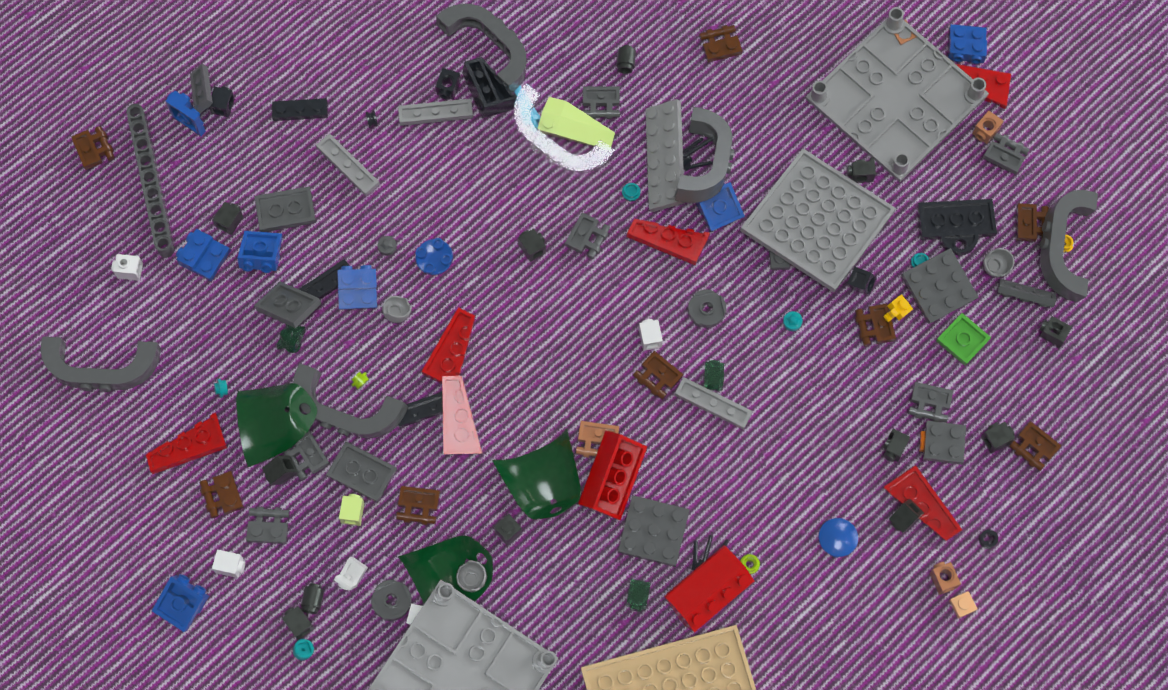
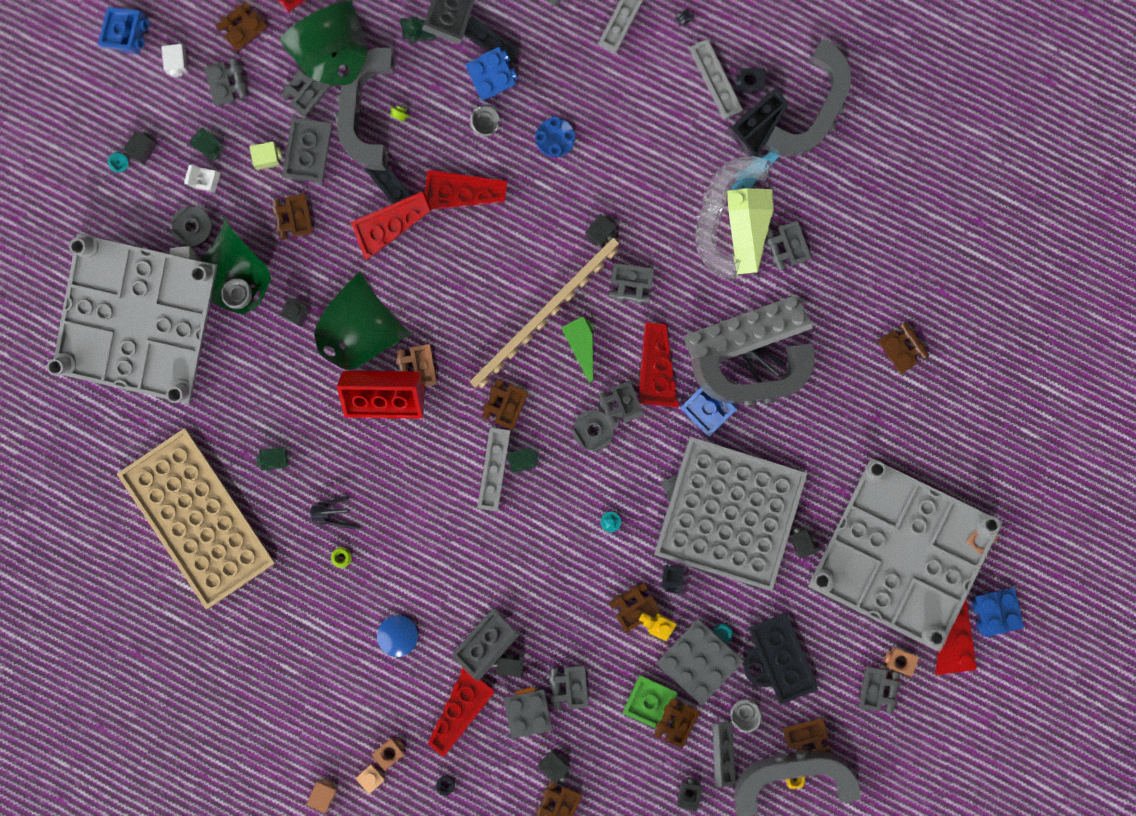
camera: 80 degrees right, 15 degrees up
(280, 470) = (280, 71): pearl dark grey brick -> none
(312, 598) = (167, 151): pearl dark grey brick -> none
(320, 560) = (206, 144): none -> clear green brick
(387, 245) = (551, 86): dark grey tile -> none
(593, 321) = (551, 308): none -> tan plate
(626, 59) = (846, 254): pearl dark grey brick -> none
(626, 293) = (581, 342): none -> bright green slope
(631, 191) = (696, 311): teal plate -> none
(650, 334) = (545, 382): white brick -> none
(653, 531) = (344, 453): dark grey plate -> none
(691, 270) = (627, 402): none -> dark grey plate
(709, 588) = (298, 525): red slope -> none
(871, 459) = (485, 645): none -> dark grey plate
(906, 516) = (438, 697): pearl dark grey brick -> none
(967, 651) = (322, 795): none -> nougat brick
(988, 321) = (681, 725): none -> reddish brown plate

